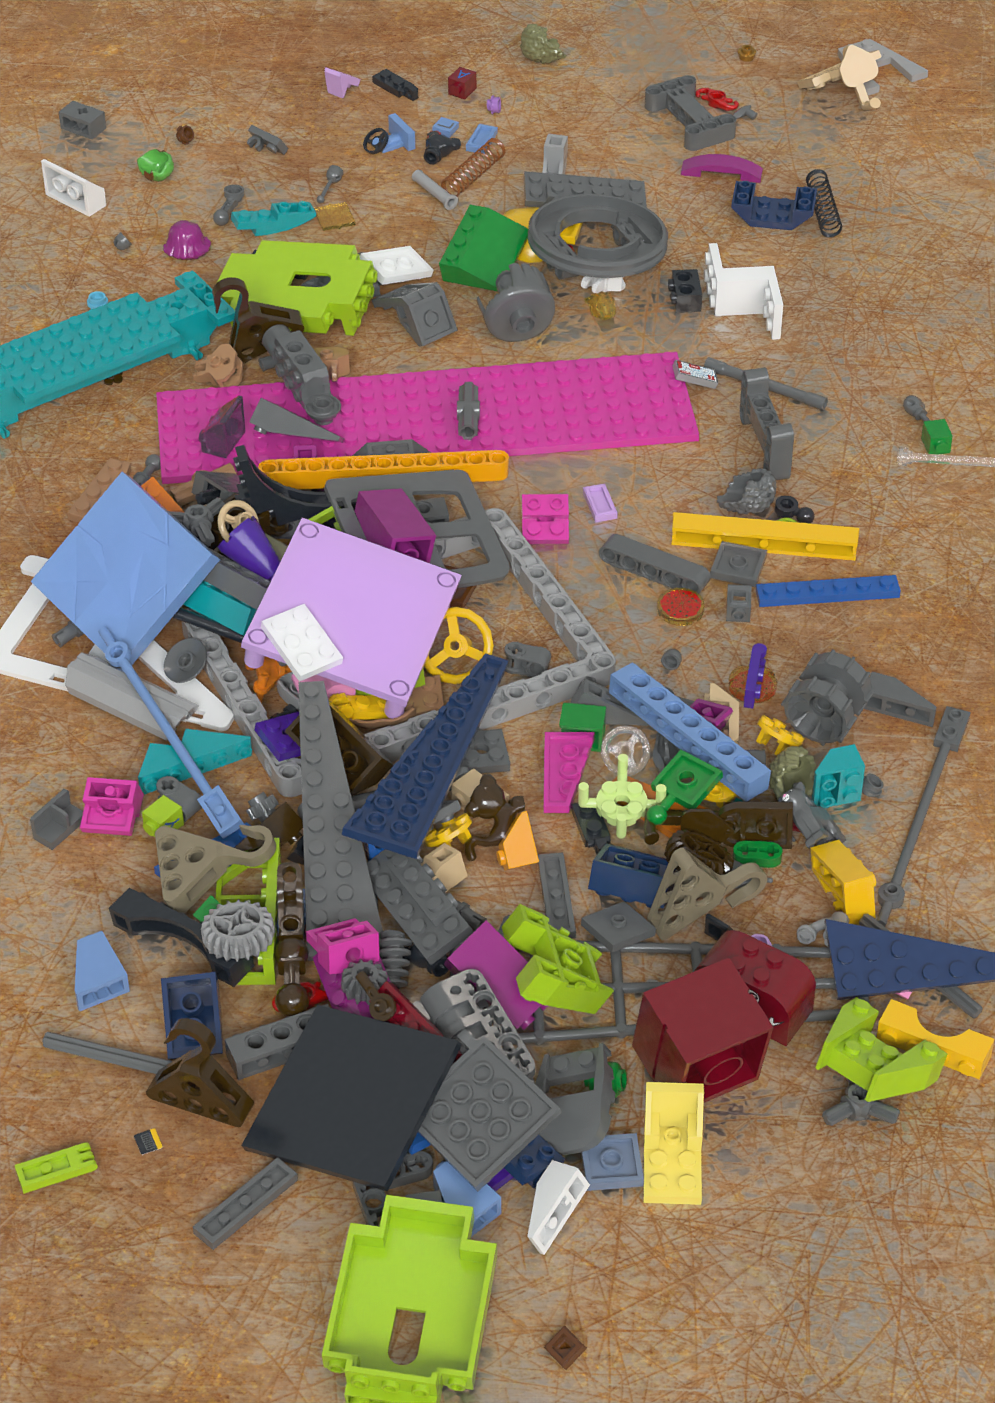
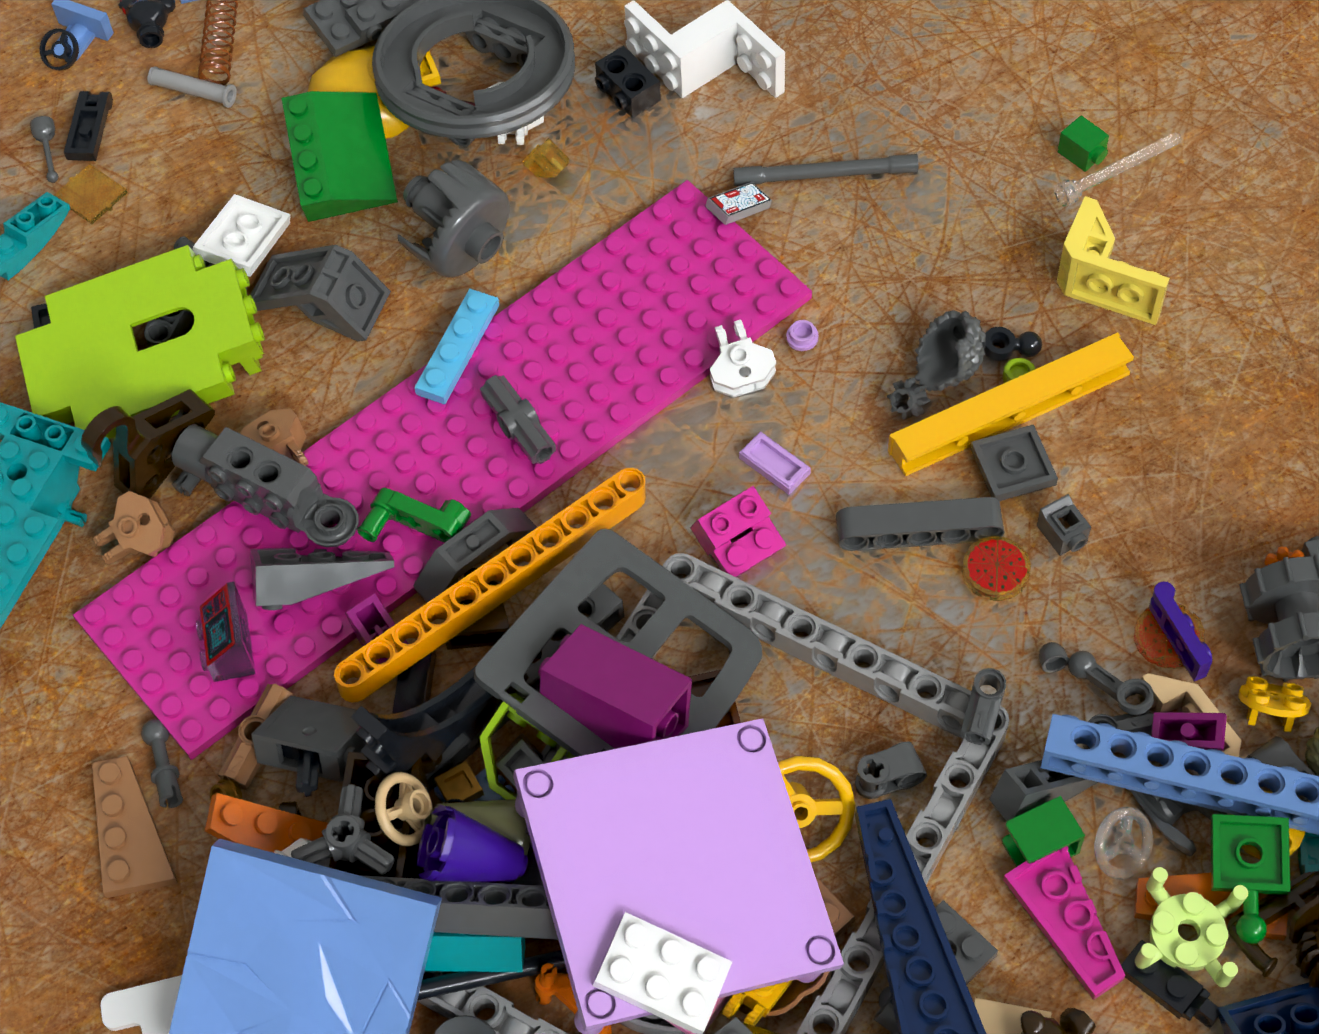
camera: 30 degrees left, 15 degrees up
(360, 183) = (88, 126): none -> black plate
(369, 424) = (396, 506): none -> green beam
(467, 365) = (457, 346): none -> medium azure plate
(606, 644) = (983, 707): none -> dark grey piece
(621, 444) = (741, 360): none -> white hinge
(673, 452) = (802, 335): none -> lavender plate
(692, 687) = (1083, 665): none -> dark grey piece
(705, 503) = (900, 396): none -> dark grey gear
(758, 410) = (938, 266): dark grey beam -> none
(827, 591) = (1140, 441): blue plate -> none
(876, 495) = (1103, 282): none -> light yellow bracket
(915, 407) = (1021, 113): dark grey piece -> none

